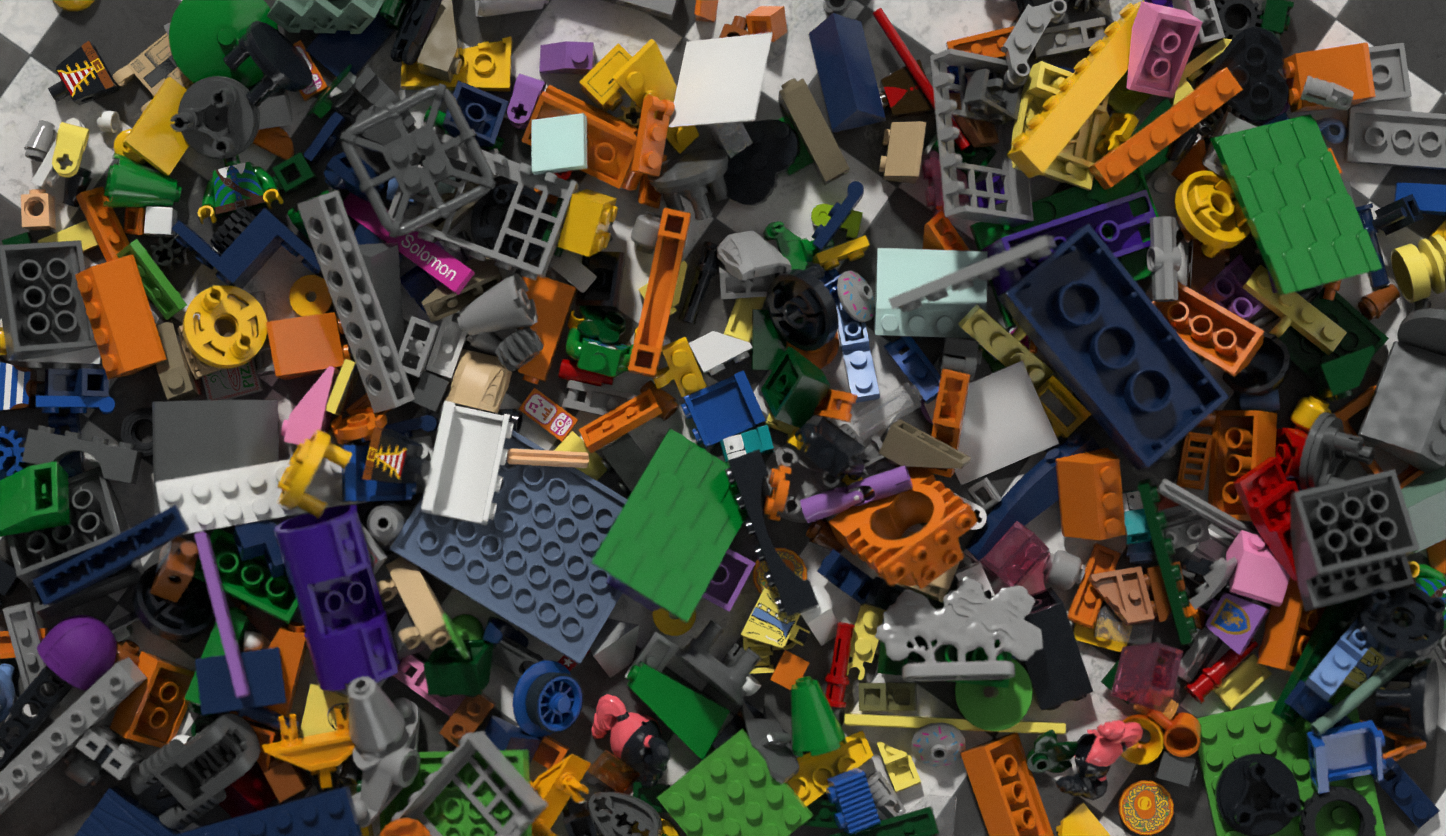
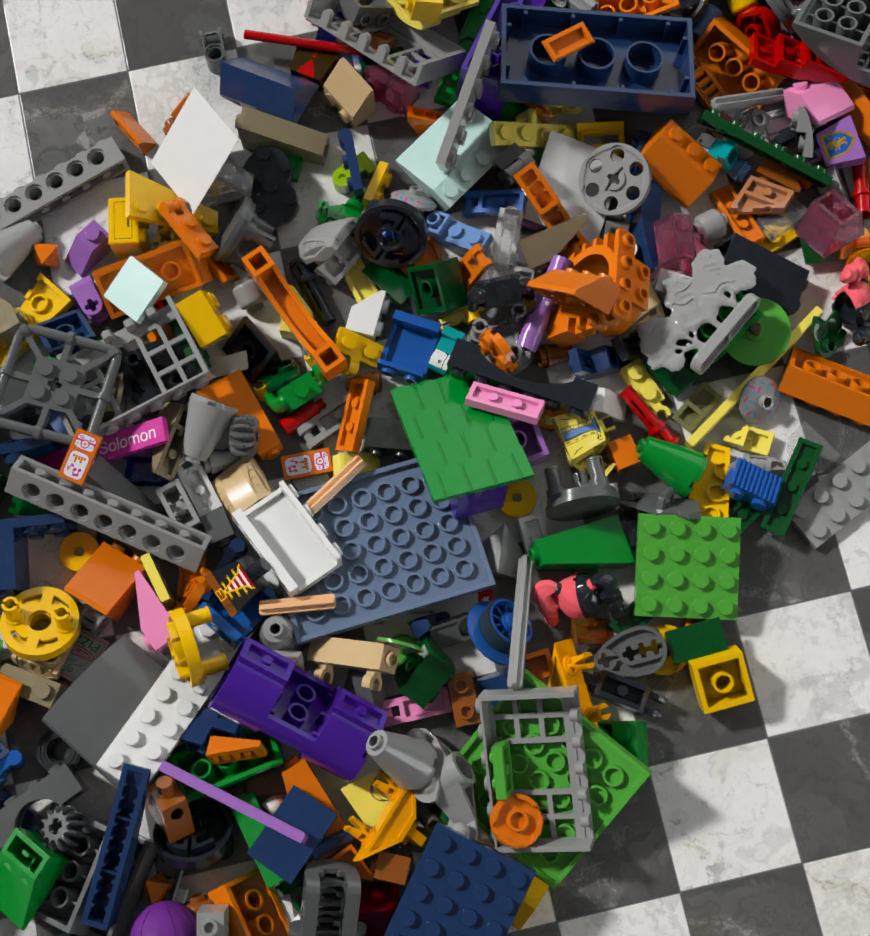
camera: 45 degrees left, 10 degrees down
(88, 497) = (63, 828): none -> dark grey gear
(110, 608) = (156, 888): none -> orange slope
(260, 572) = (230, 749): none -> orange slope
(377, 240) = (80, 456): none -> tile
(419, 521) = (297, 604): none -> light nougat axle
(429, 805) = (502, 778): none -> bright green plate
(529, 27) = (46, 255): none -> orange slope
(563, 712) = (520, 623): none -> light grey axle
(736, 539) = (505, 403): none -> bright pink plate
(880, 517) = (577, 290): none -> orange slope
(1033, 464) = (610, 168): none -> light grey wedge
(1099, 315) = (568, 42): none -> orange tile

